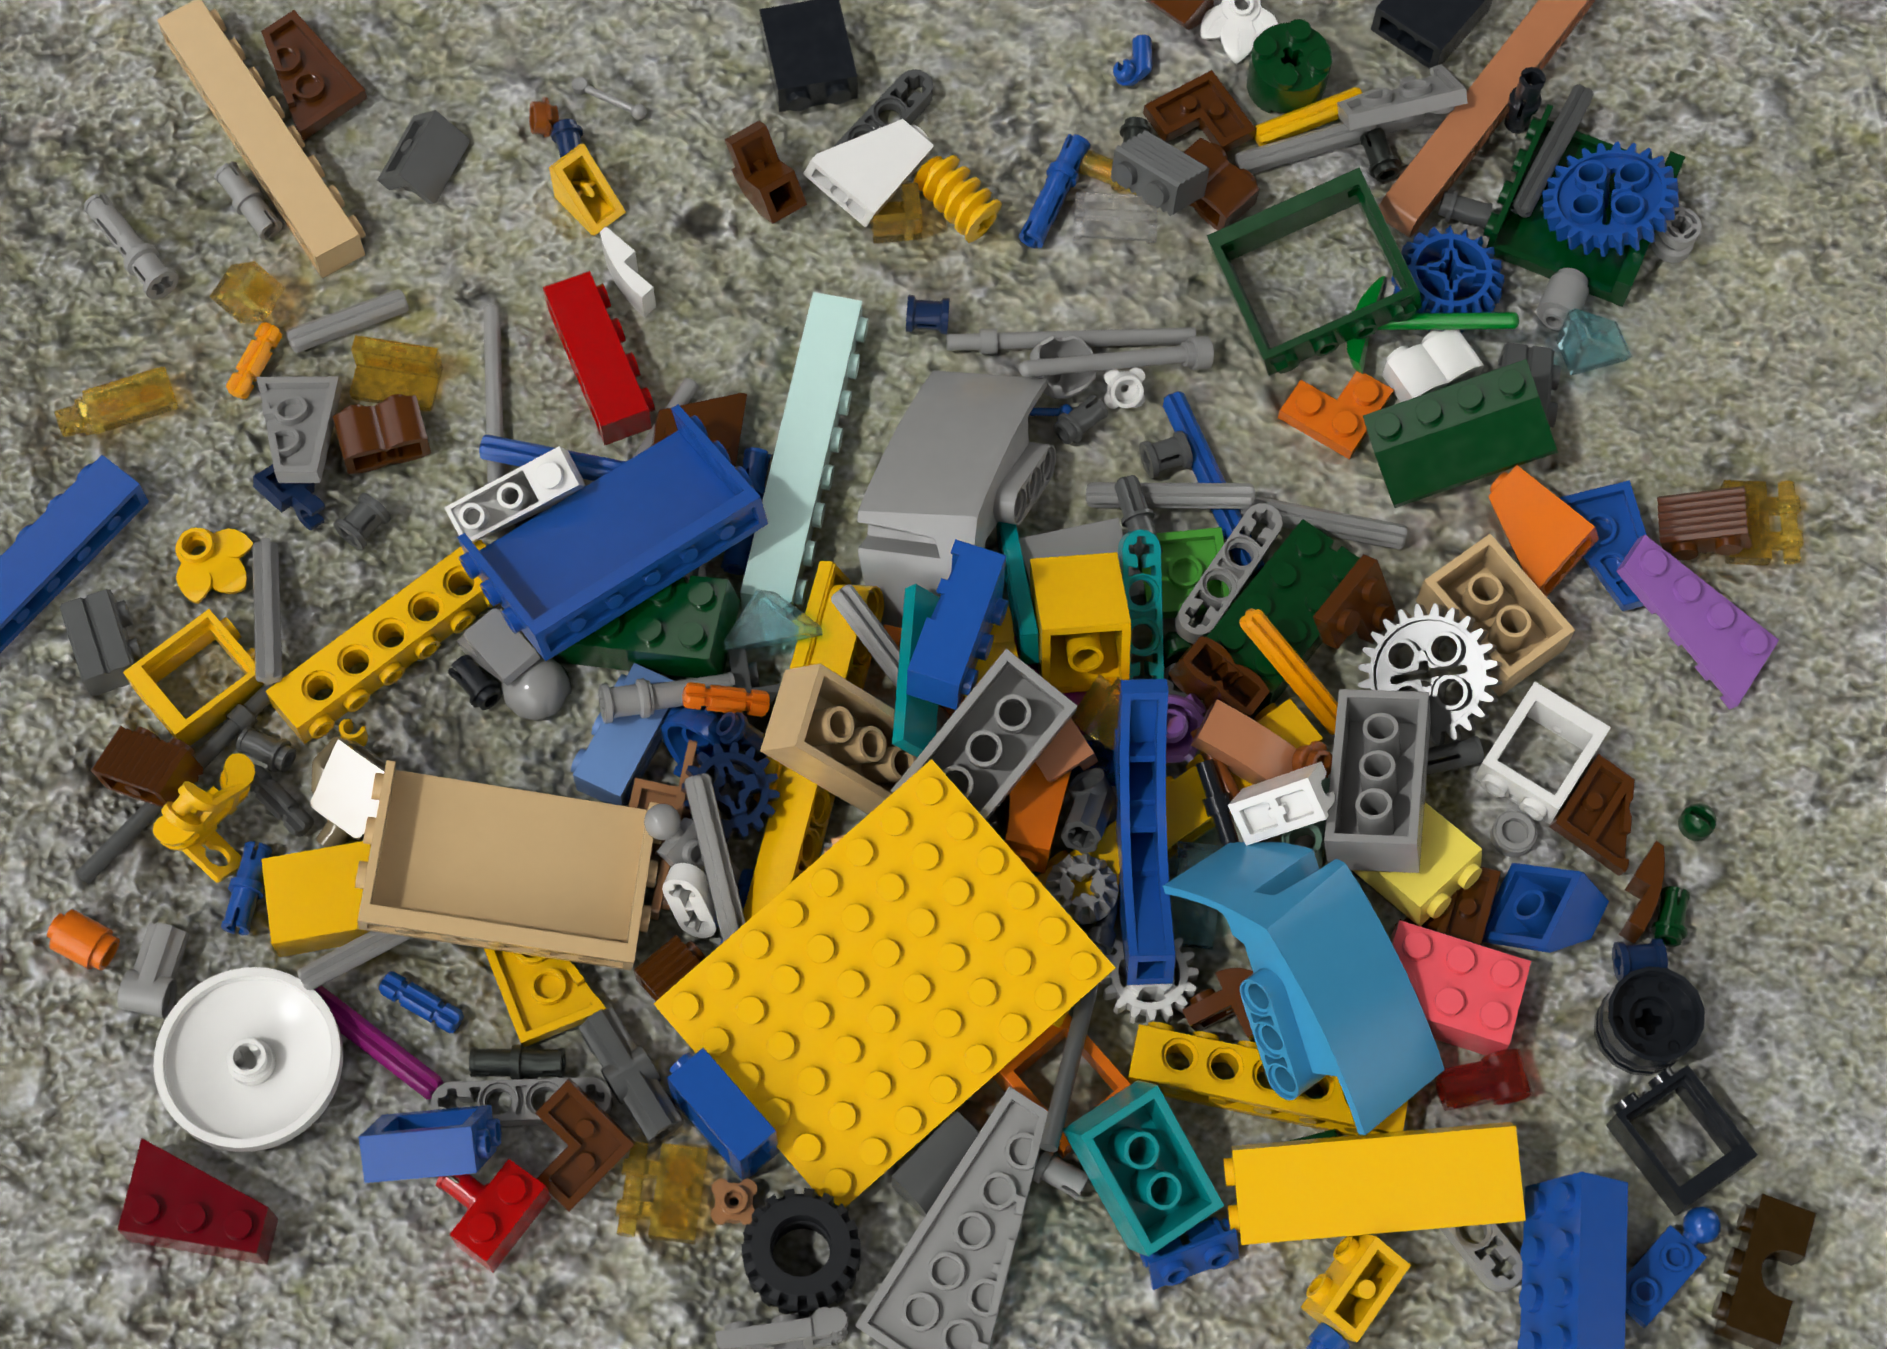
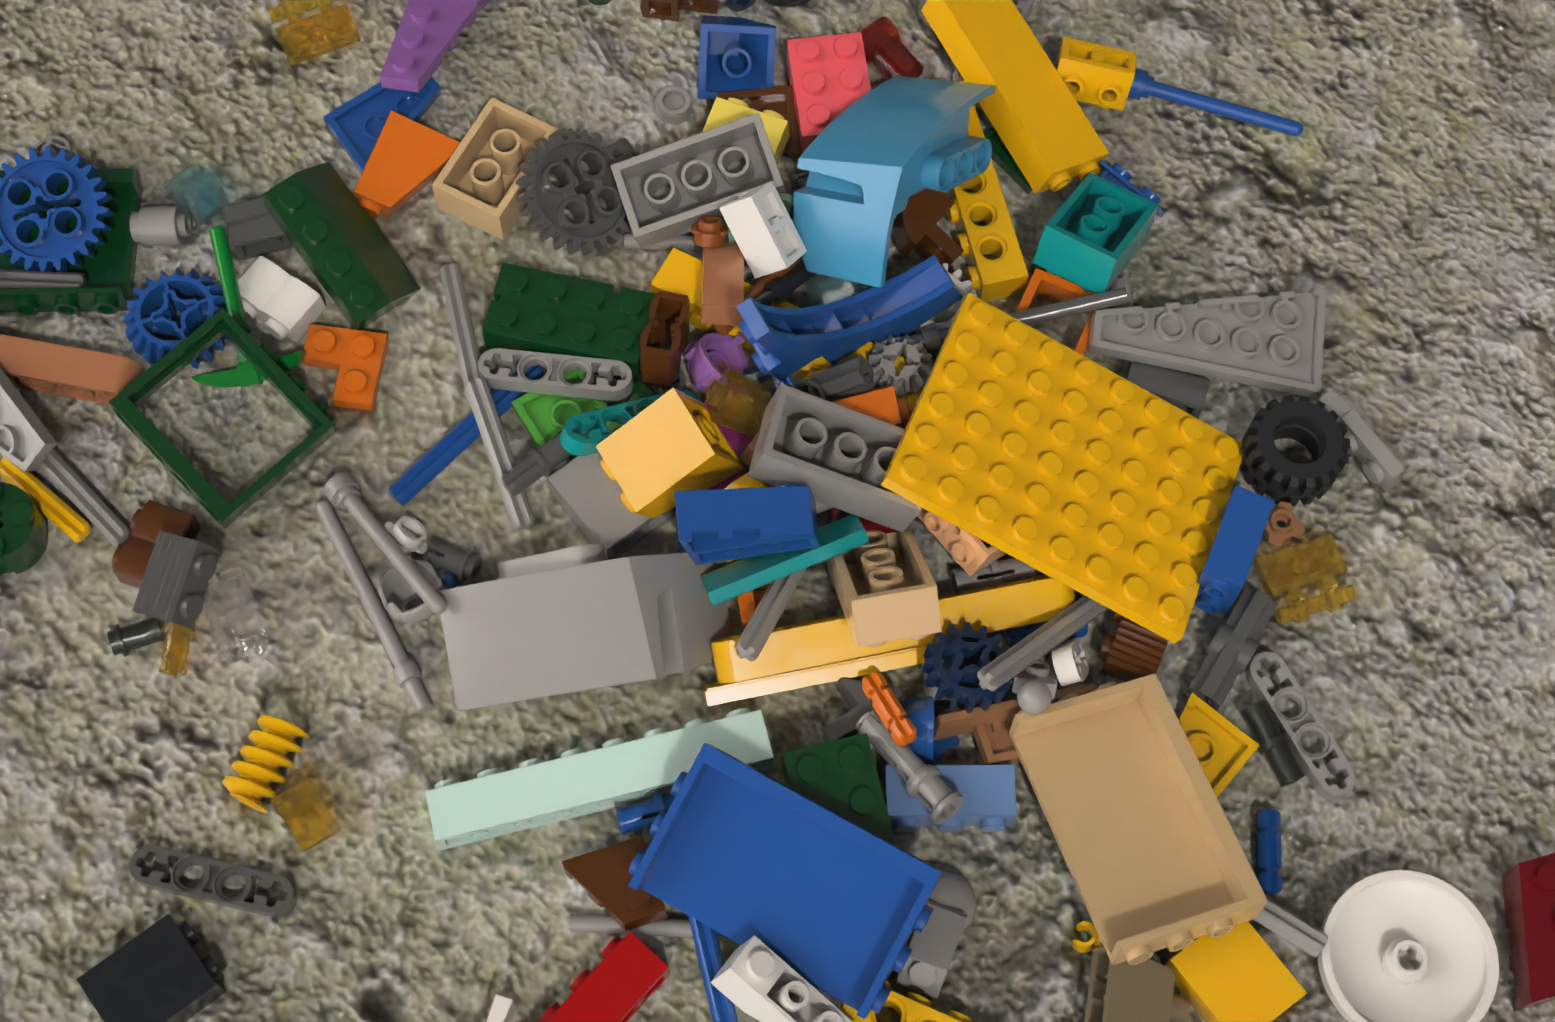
camera: 115 degrees left, 0 degrees up
(381, 1047) = (1323, 864): magenta axle -> none
(429, 1143) = (1415, 745): blue window -> none
(482, 690) = (967, 960): black pin -> none
(495, 1211) = (1404, 692): red brick -> none
(592, 1141) = (1307, 648): reddish brown plate -> none
(735, 728) = (910, 686): dark blue pin -> none
(762, 176) = (320, 953): reddish brown brick -> none
(770, 622) = (795, 707): clear light blue slope -> none
(869, 168) = (271, 850): white slope -> none
(927, 314) = (404, 736): dark blue bush -> none
(1018, 593) = (659, 522): teal tile -> none
(1061, 177) = (203, 684): blue pin -> none
(1139, 66) = (41, 670): blue arm -> none
(1166, 454) = (458, 476): dark grey bush -> none
(1202, 104) = (68, 593): reddish brown plate -> none
(1291, 667) = (631, 279): light orange axle -> none
(1356, 605) = (537, 258): reddish brown plate -> none
(1382, 162) = (67, 420): pearl dark grey pin -> none
(1464, 209) = (96, 331): dark grey pin -> none
(1560, 718) = (607, 73): white window -> none
(1598, 814) = (628, 51): reddish brown wing -> none
(1705, 522) = (339, 51): reddish brown brick -> none

